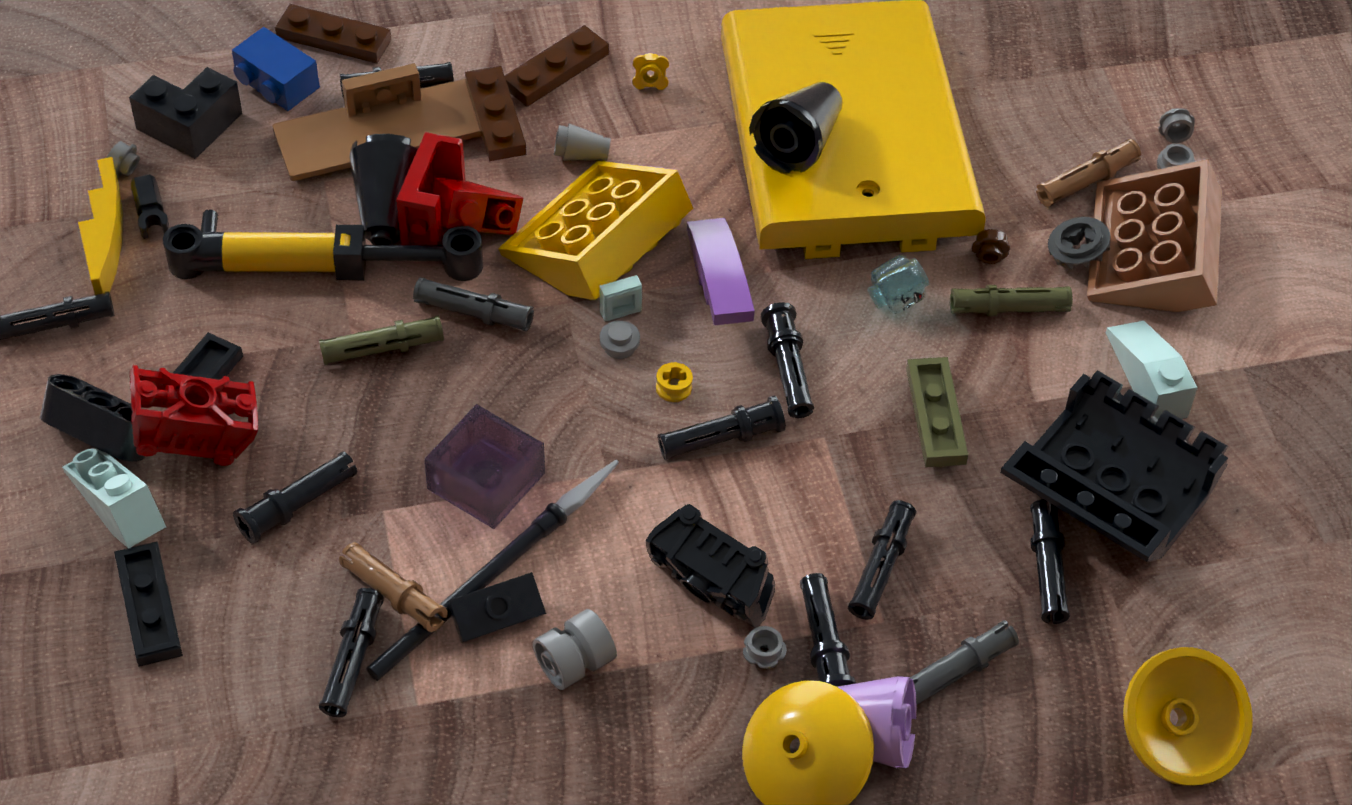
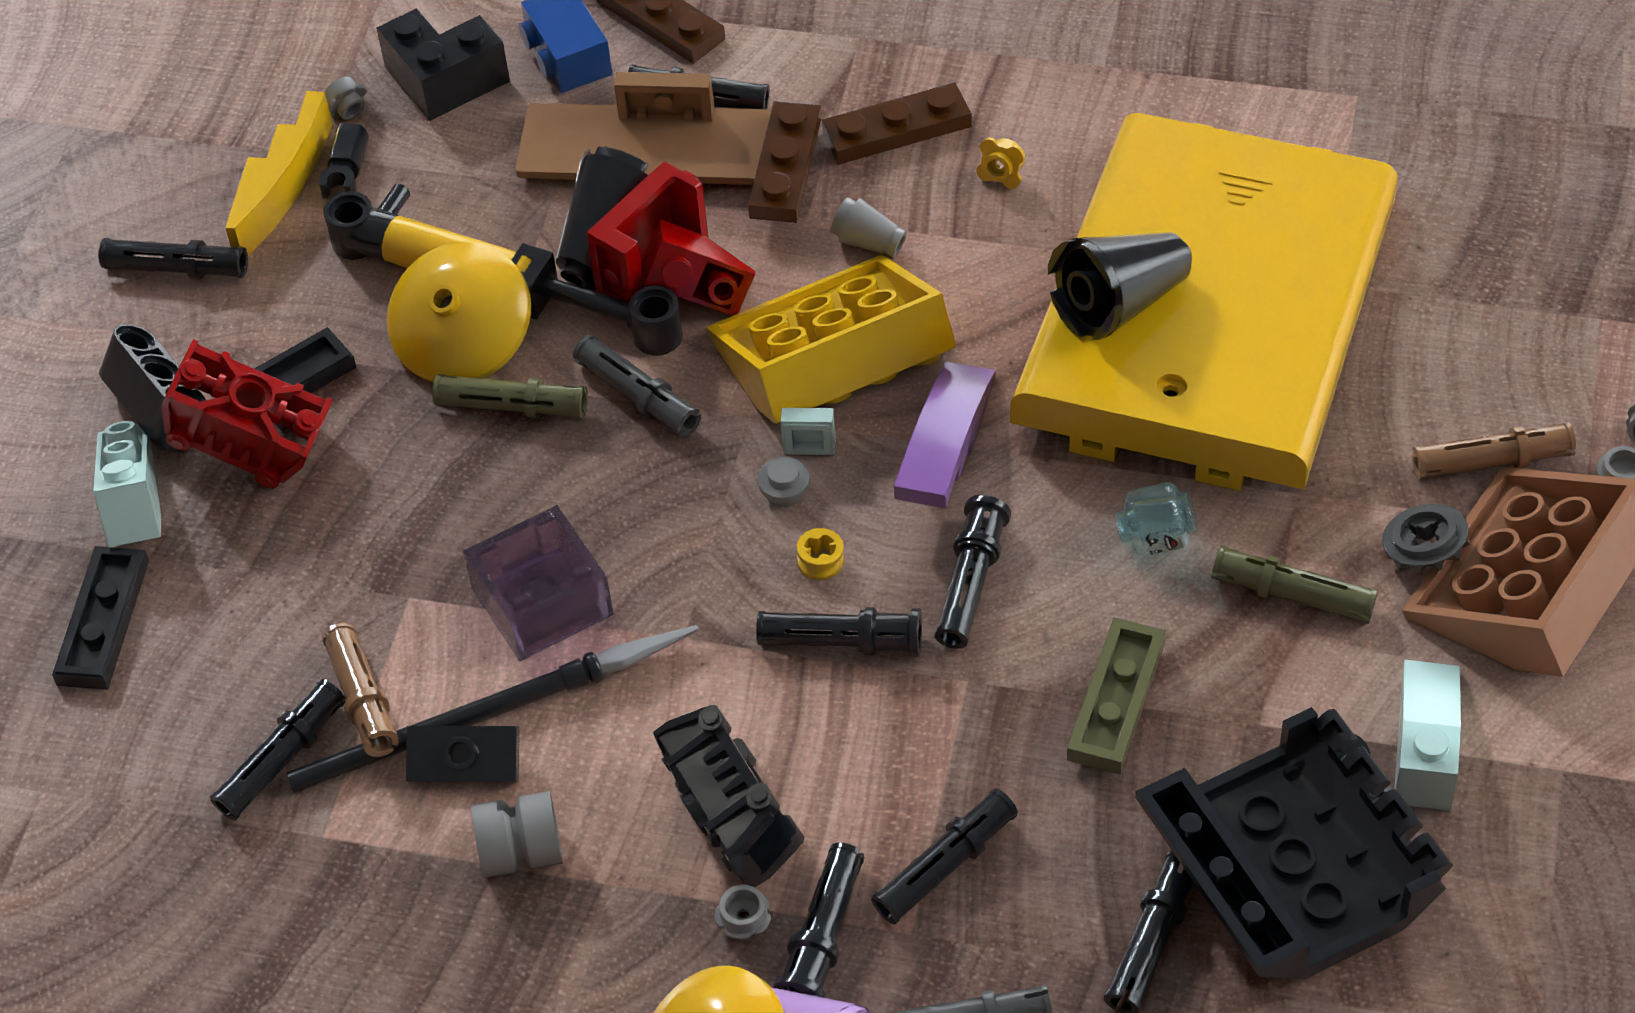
camera: 30 degrees right, 0 degrees up
(278, 506) = (292, 553): black pin -> none
(327, 308) = (479, 325): none -> yellow dish
(991, 246) = (1308, 508): reddish brown plate -> none

